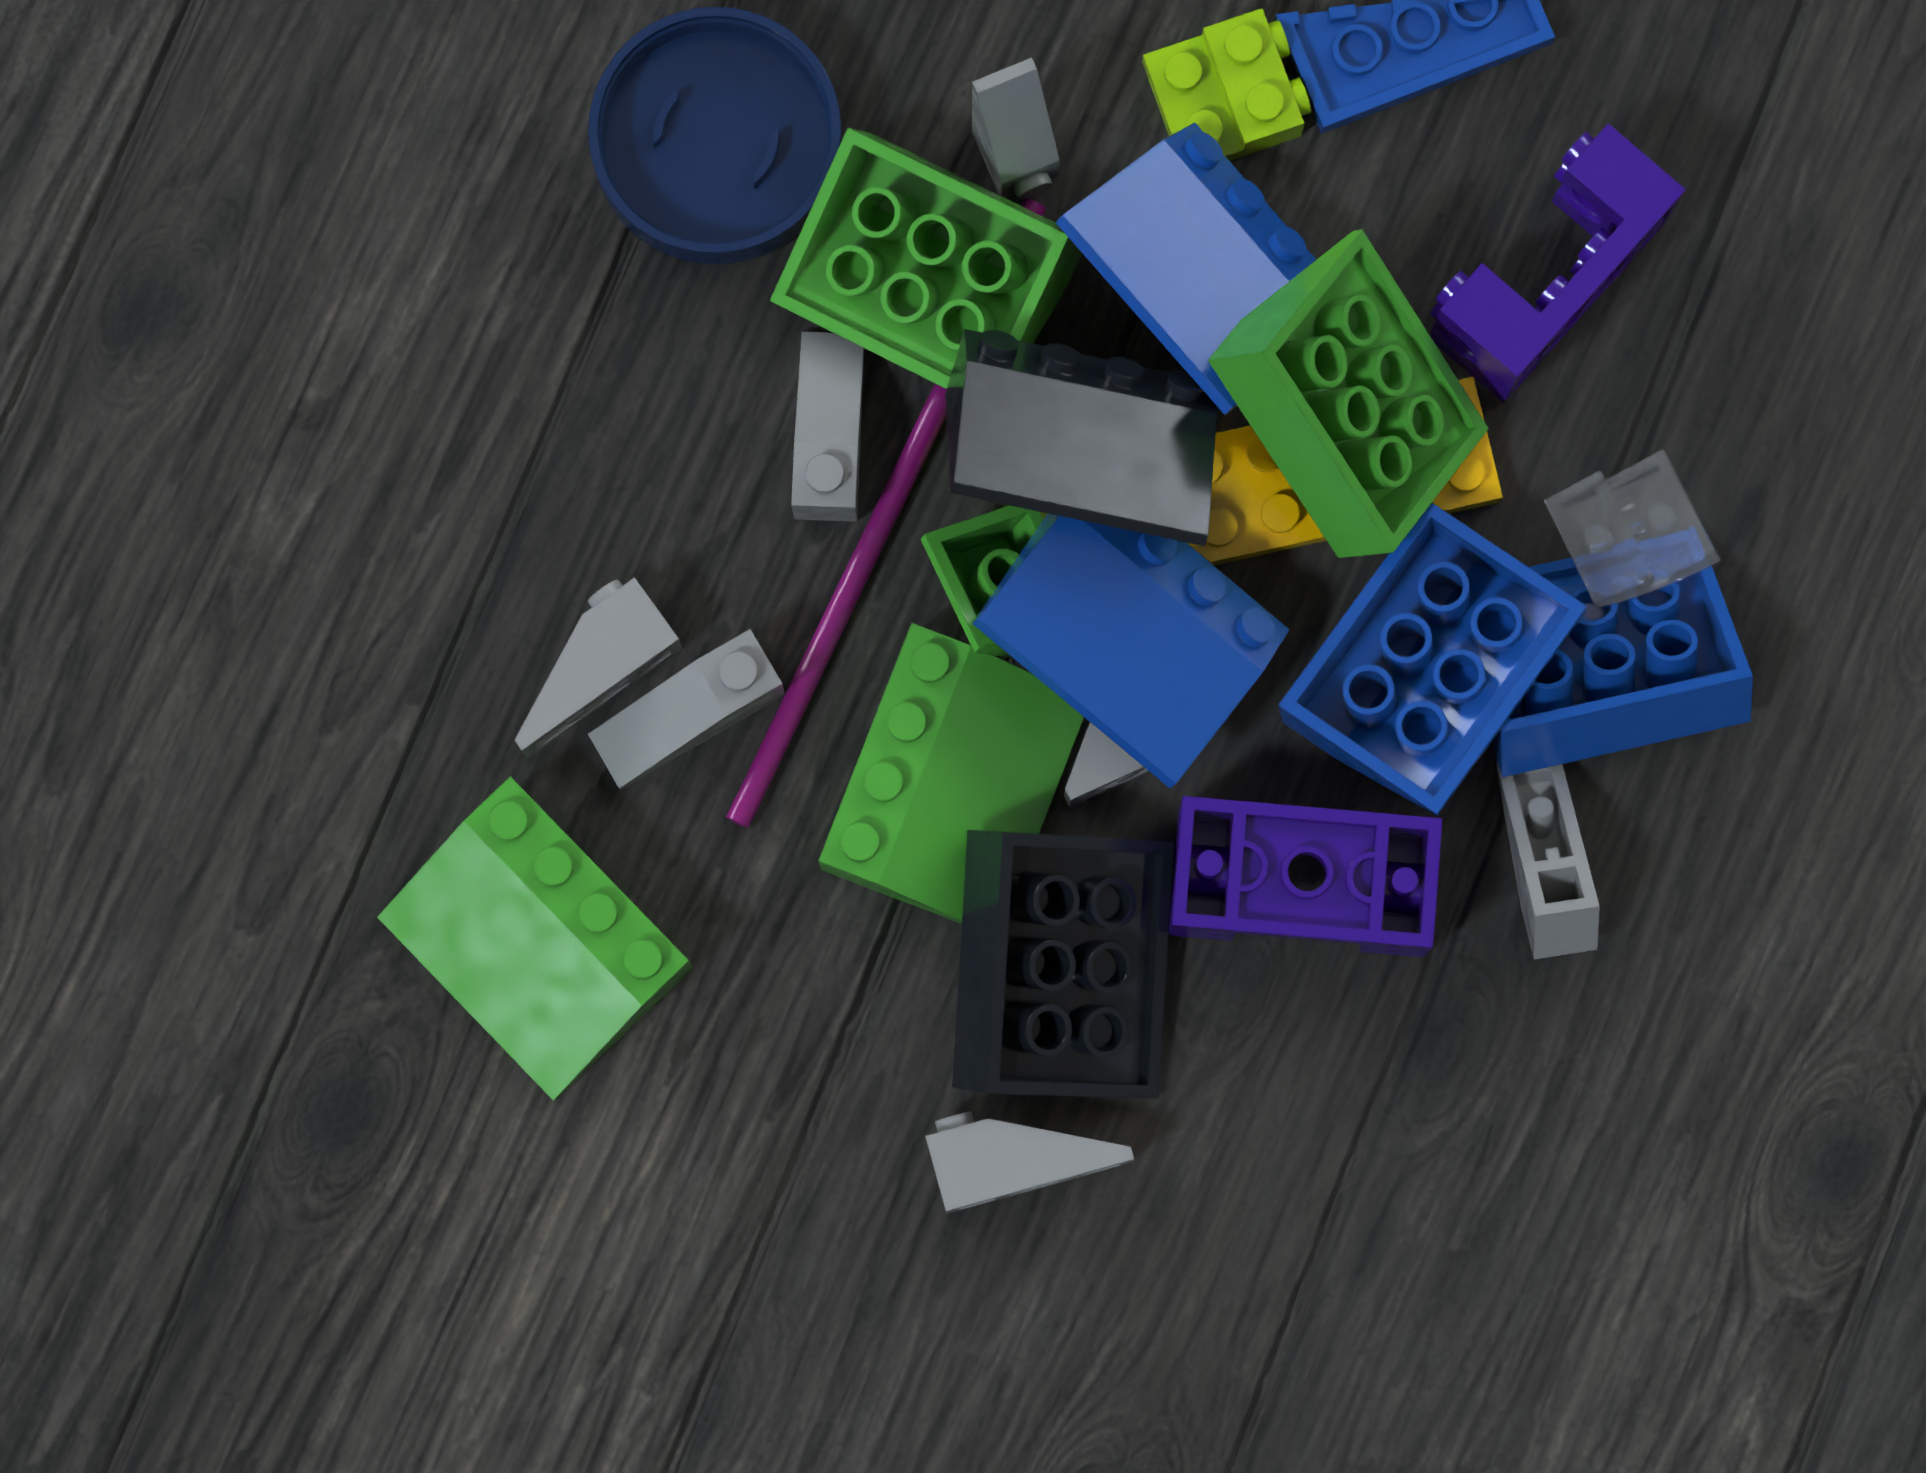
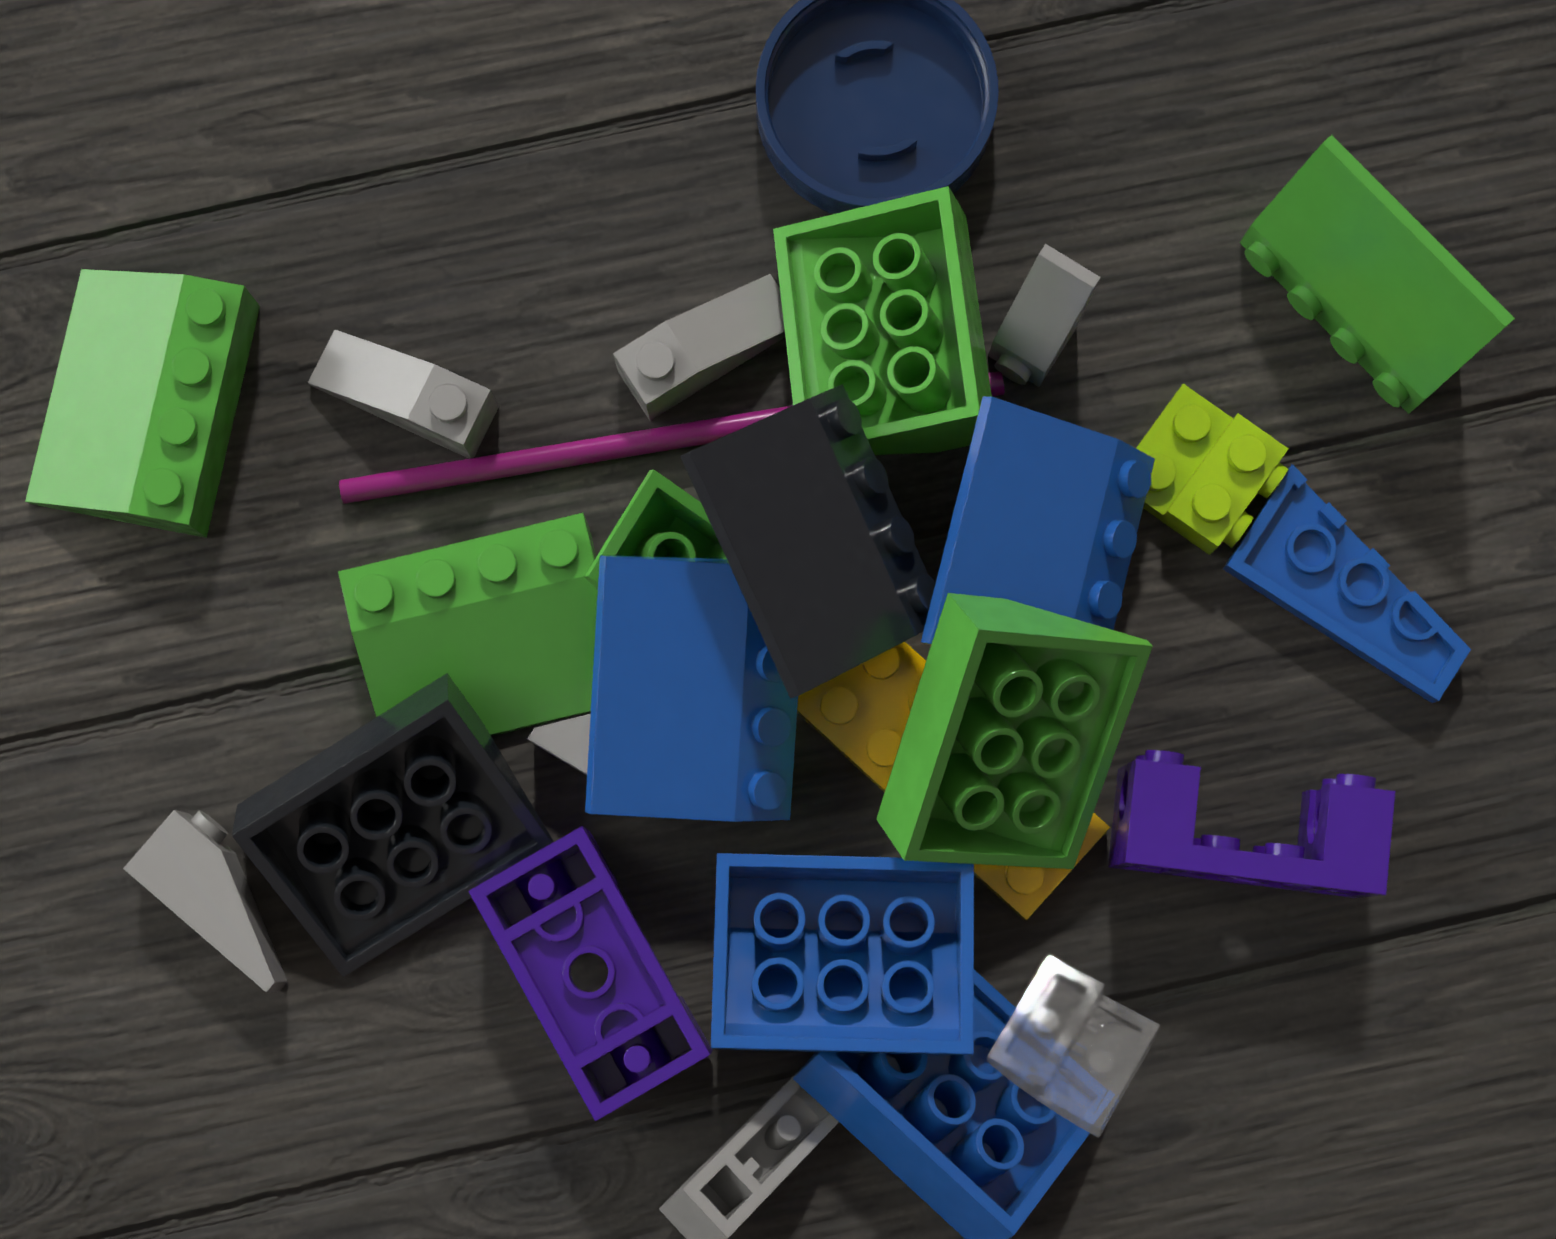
camera: 55 degrees right, 0 degrees up
(605, 654) = (396, 295): light grey slope -> none

